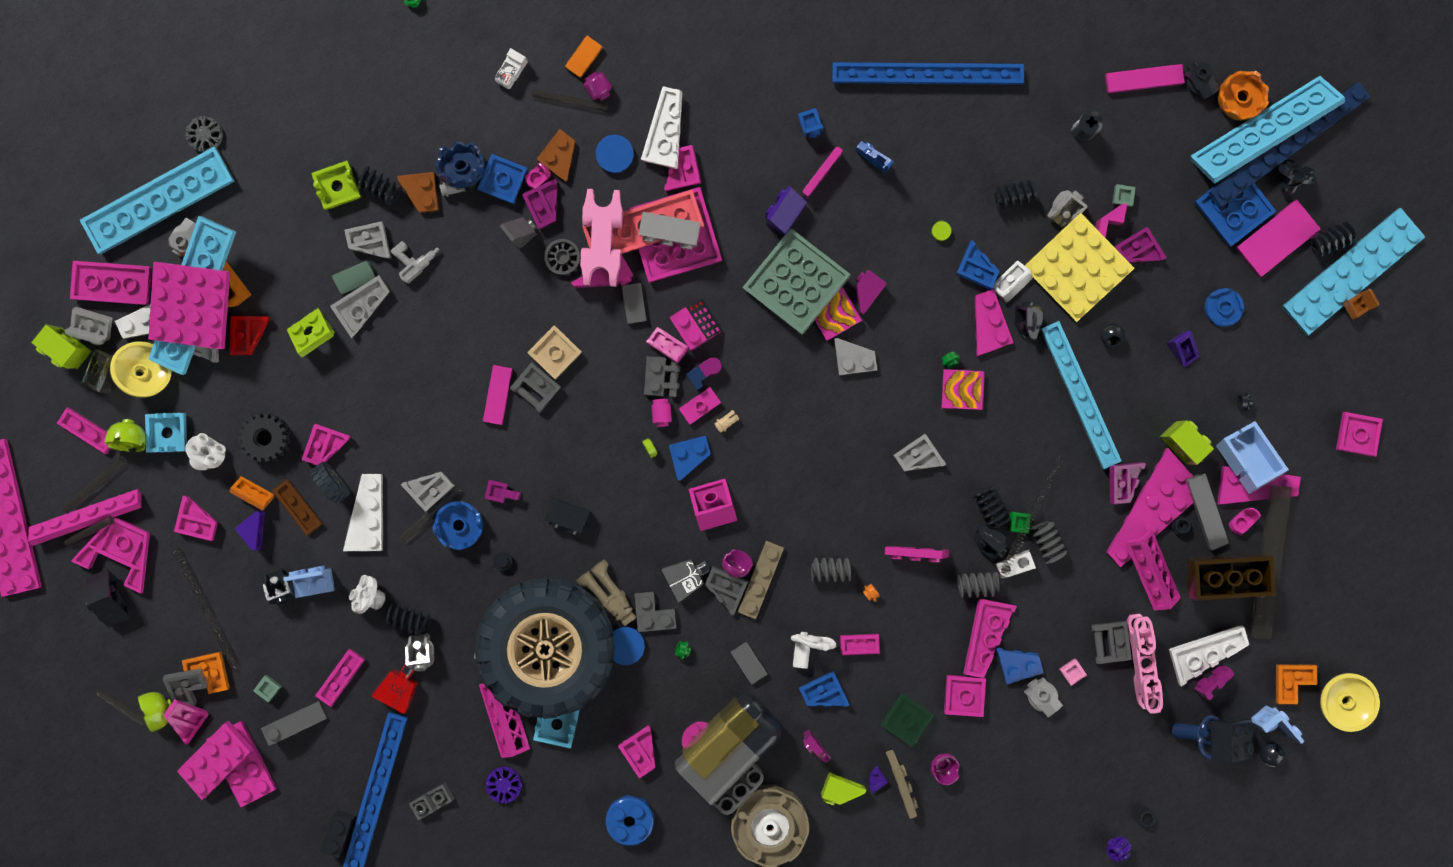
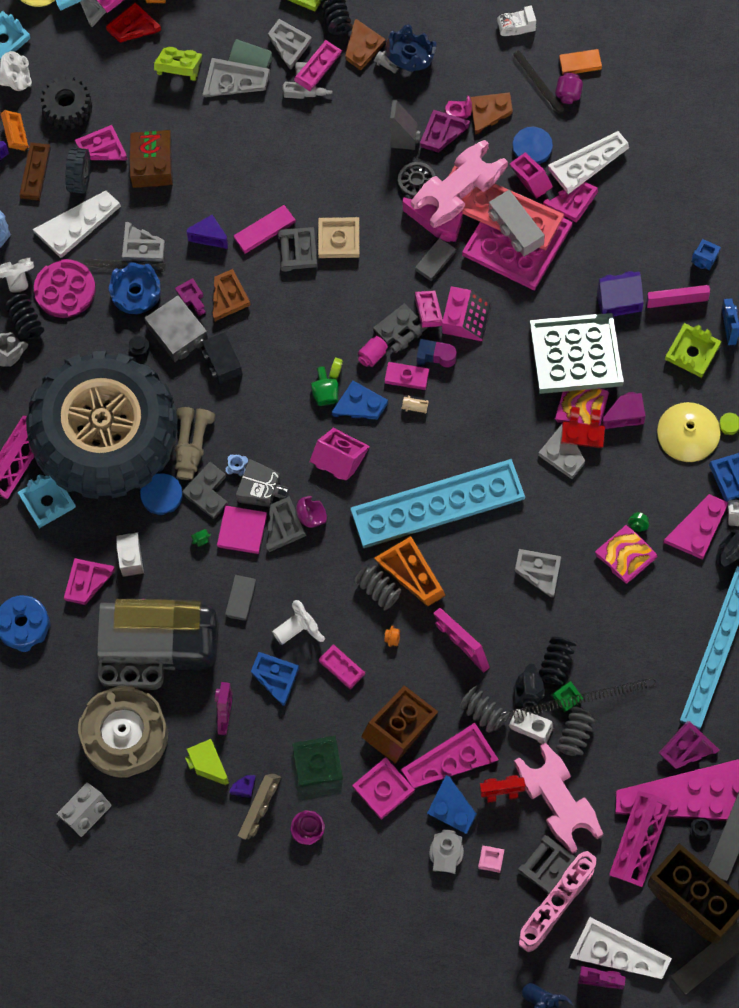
camera: 50 degrees right, 20 degrees down
(366, 419) = (151, 158): none -> reddish brown slope
(408, 239) = (317, 65): none -> dark pink tile
(409, 569) = (64, 288): none -> dark pink tile
(463, 436) = (208, 233): none -> dark purple slope
(502, 179) = (430, 88): blue plate -> none
(516, 525) = (176, 329): none -> flat silver brick
(524, 467) = (228, 295): none -> dark orange wing
(637, 179) = (531, 175): none -> dark pink slope
(648, 577) = (236, 459): none -> light blue plate
(648, 706) = (129, 554): none -> white slope
(656, 469) = (325, 390): none -> green piece
(702, 617) = (242, 529): none -> dark pink tile
(760, 579) = (316, 545): dark tan plate -> none
(810, 475) = (437, 503): none -> medium azure plate
(843, 539) = (411, 570): none -> orange wedge
(857, 335) = (583, 434): none -> red plate
(875, 190) = (698, 338): none -> lime piece
(908, 270) = (687, 443): none -> light yellow dish
(934, 645) = (399, 724): none -> reddish brown slope
(1036, 631) = (510, 786): none -> red plate
(1093, 597) = (567, 813): none -> bright pink piece

